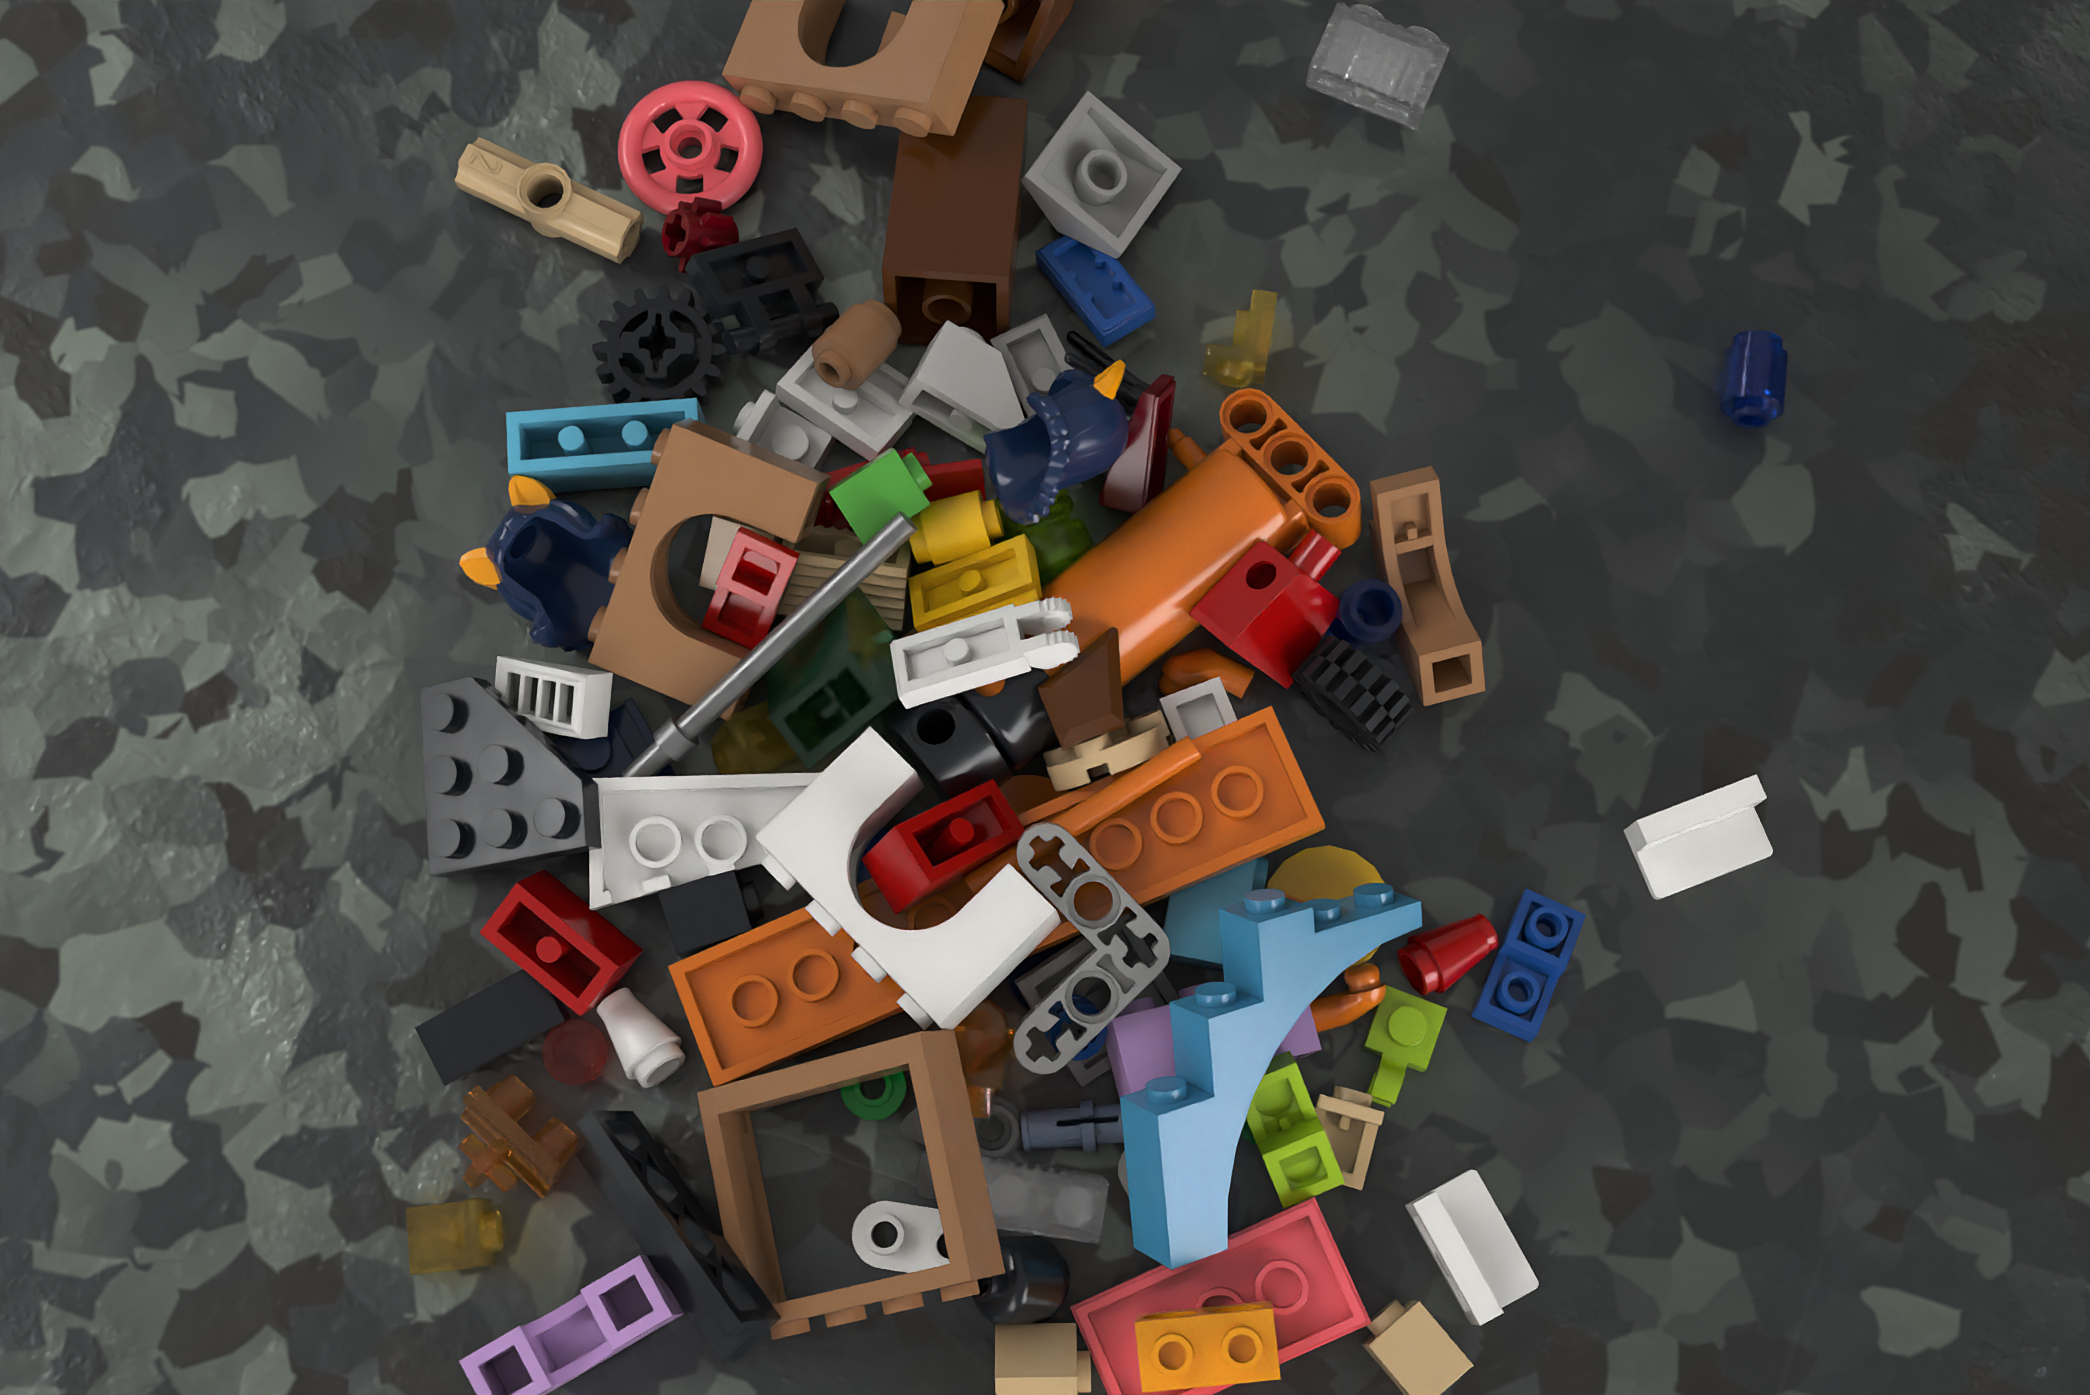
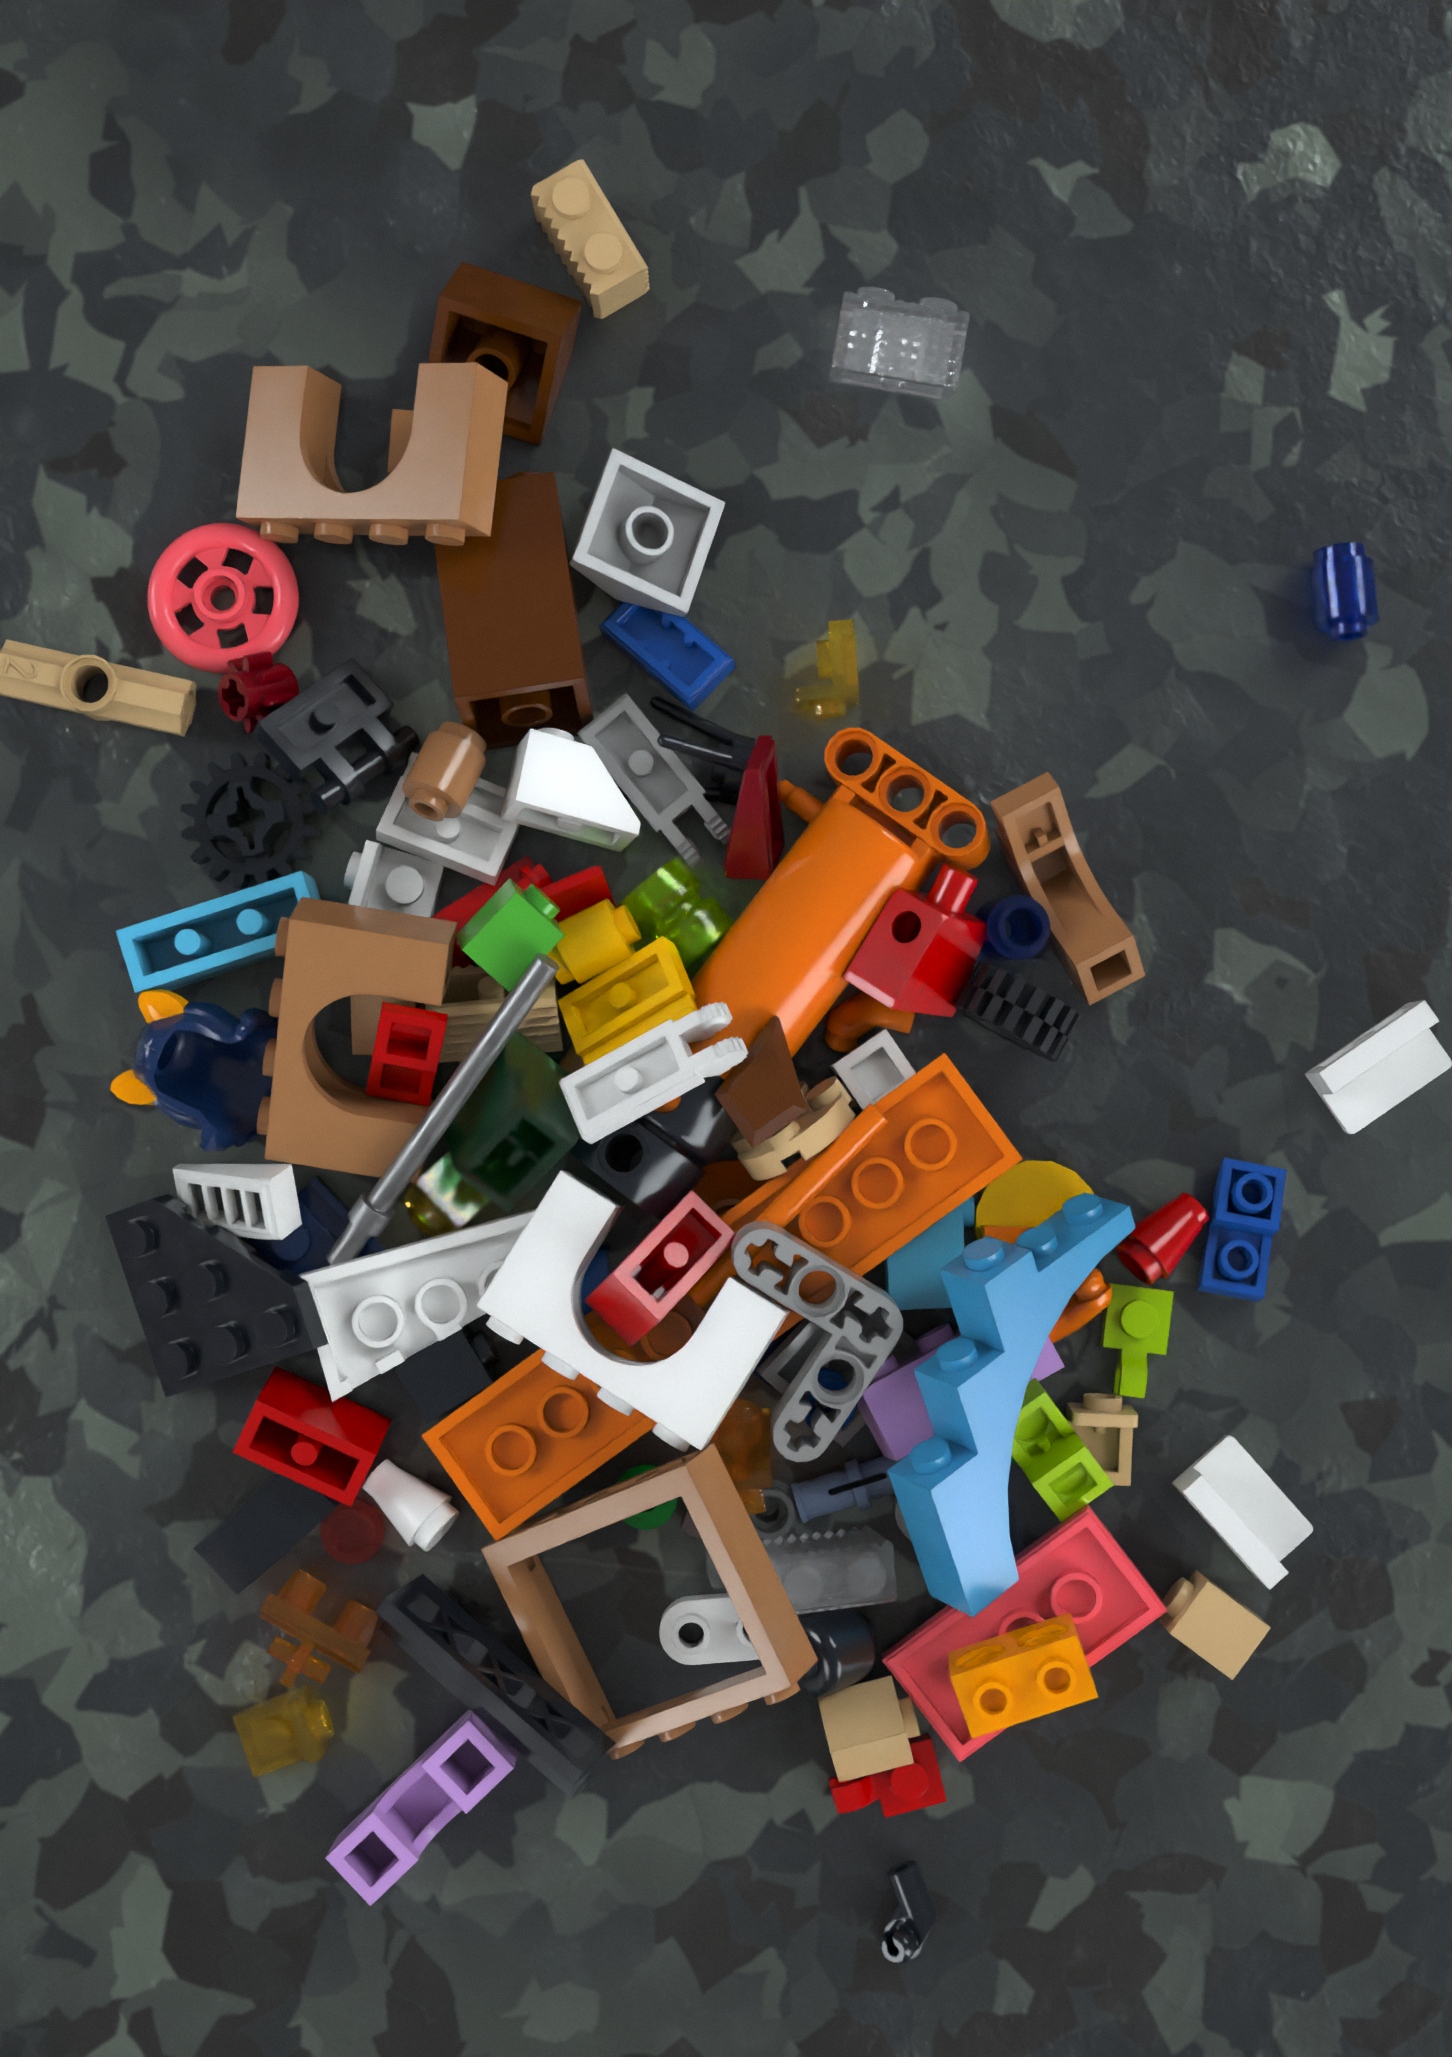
camera: 15 degrees left, 10 degrees up
(1067, 441) = (674, 840): dark blue hair -> none

